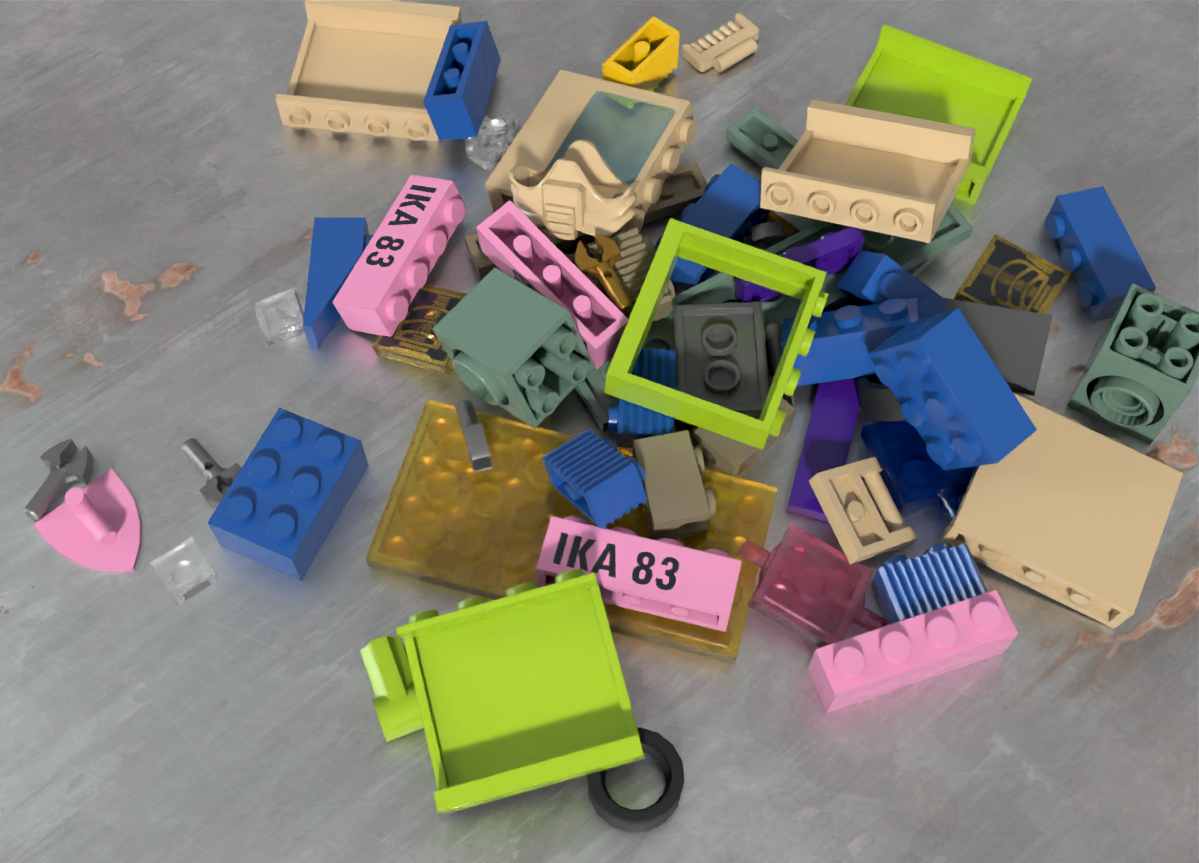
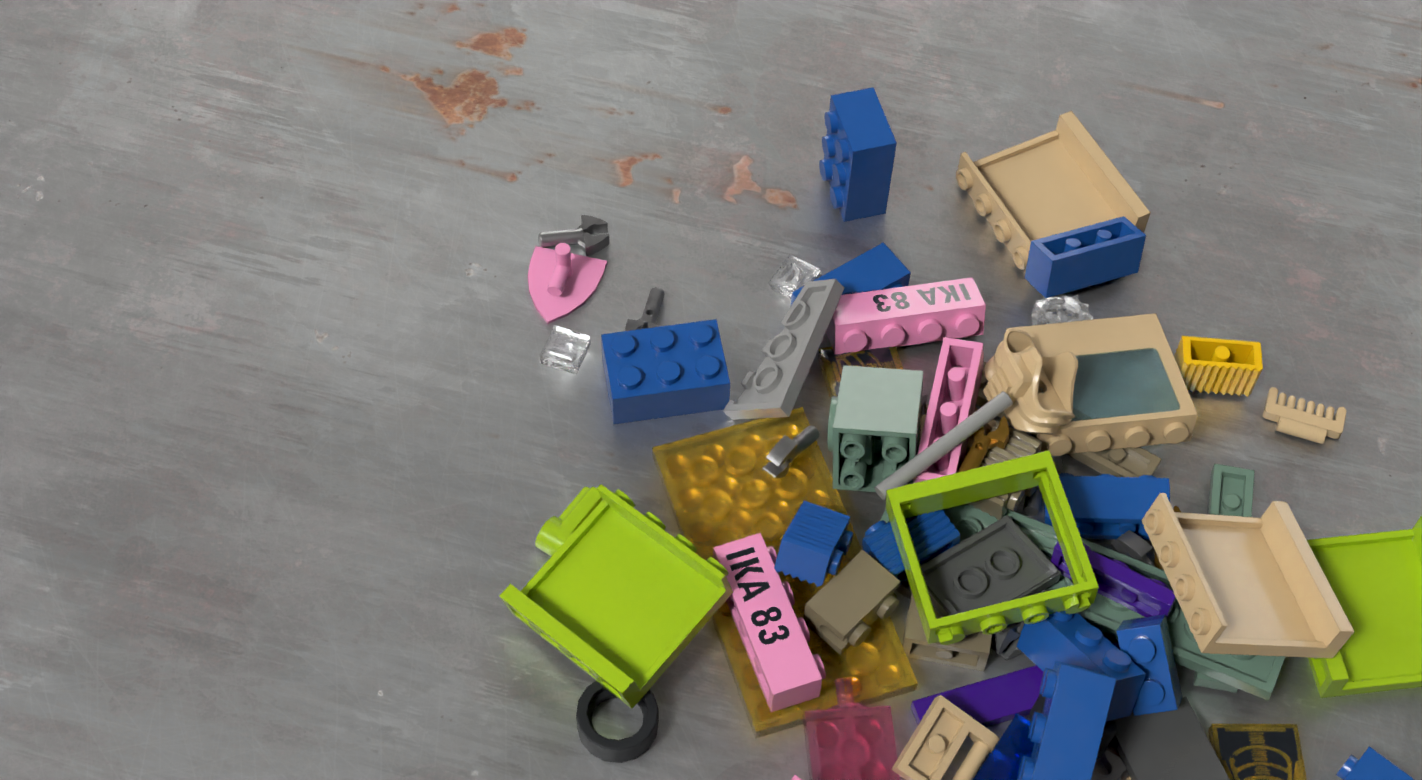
camera: 55 degrees right, 5 degrees down
(208, 169) = (858, 154): none -> blue brick
(381, 387) = (789, 355): none -> light grey wing
(588, 302) = (944, 444): none -> light grey bar

